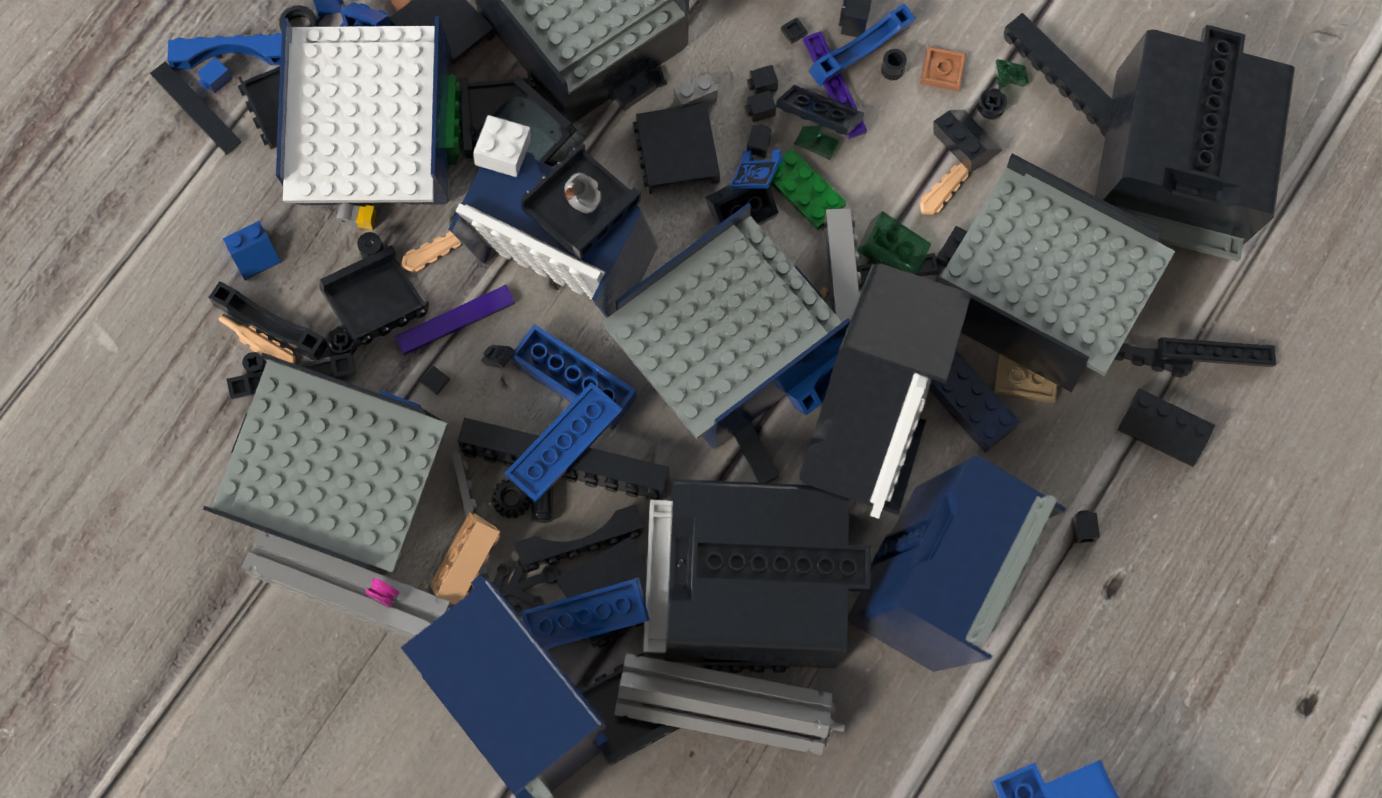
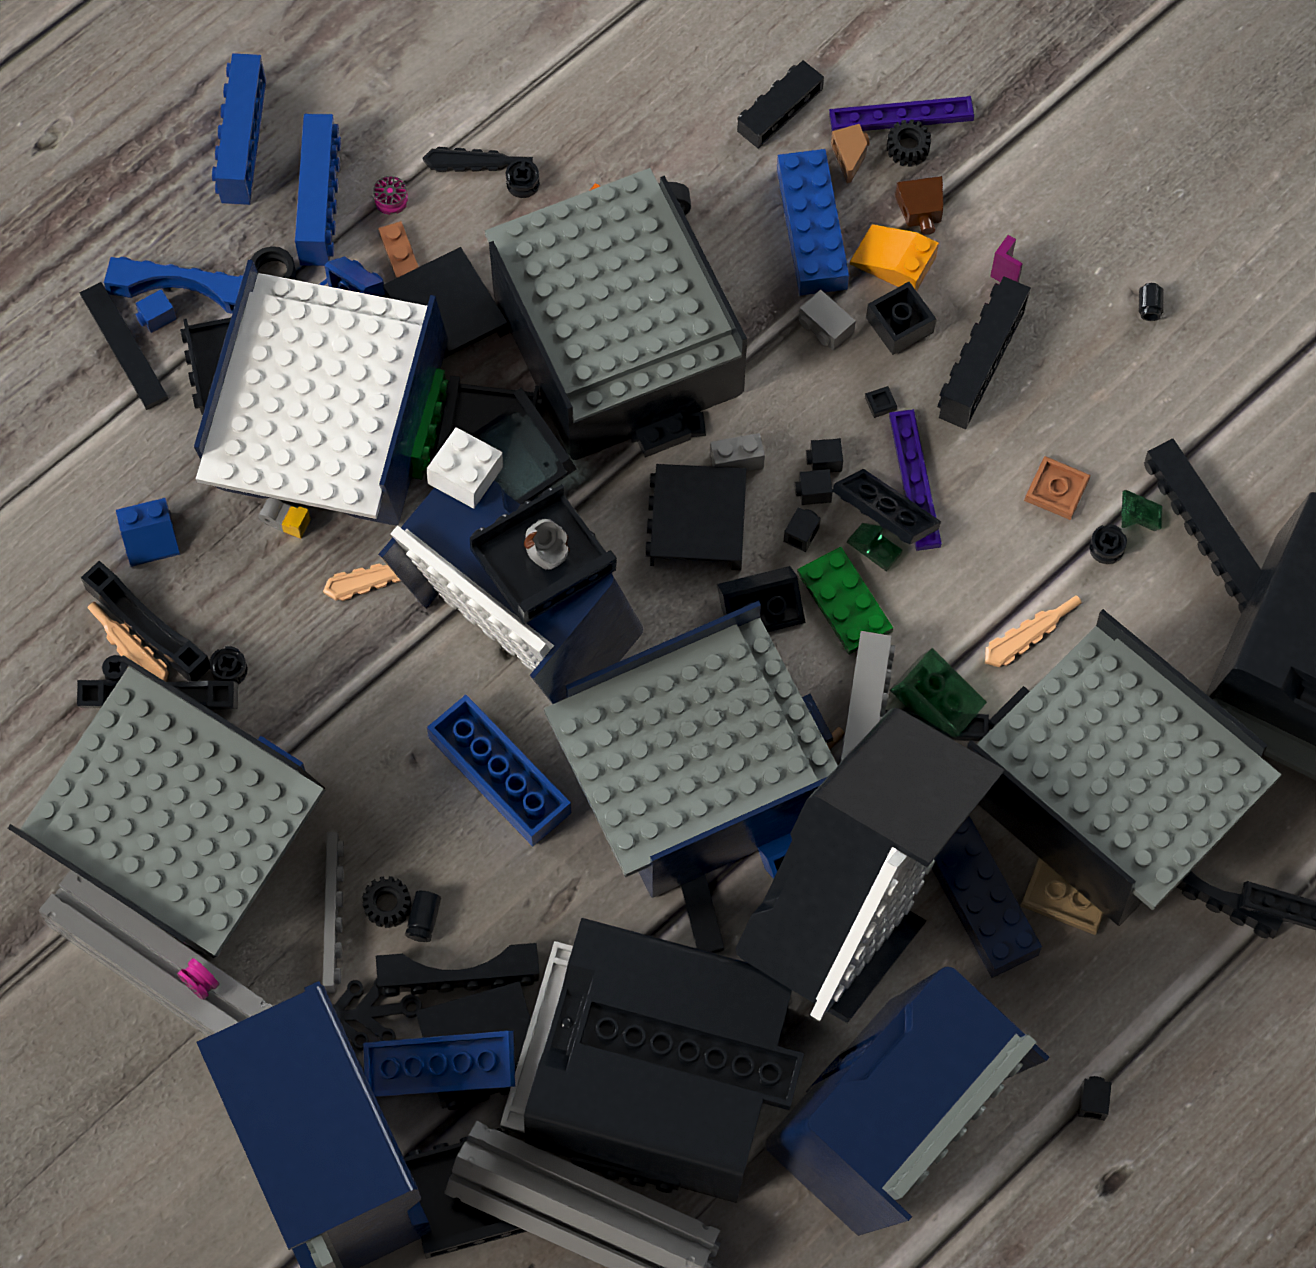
camera: 15 degrees right, 5 degrees down
(369, 244) = (291, 559): black piece -> none
(373, 297) = (279, 619): black panel -> none
(435, 380) = (330, 738): black tile -> none
(455, 319) = (372, 669): dark purple tile -> none
(464, 558) = (311, 957): light nougat slope -> none
(497, 355) = (412, 723): black plate -> none
(563, 442) = (464, 846): blue plate -> none
(592, 467) = (460, 868): black brick -> none
(756, 173) = (787, 568): blue flag -> none
(849, 54) = (936, 447): blue arch -> none
(893, 64) = (994, 469): black piece -> none
(965, 139) = (1062, 580): black slope -> none
(1166, 427) = (1228, 996): black slope -> none

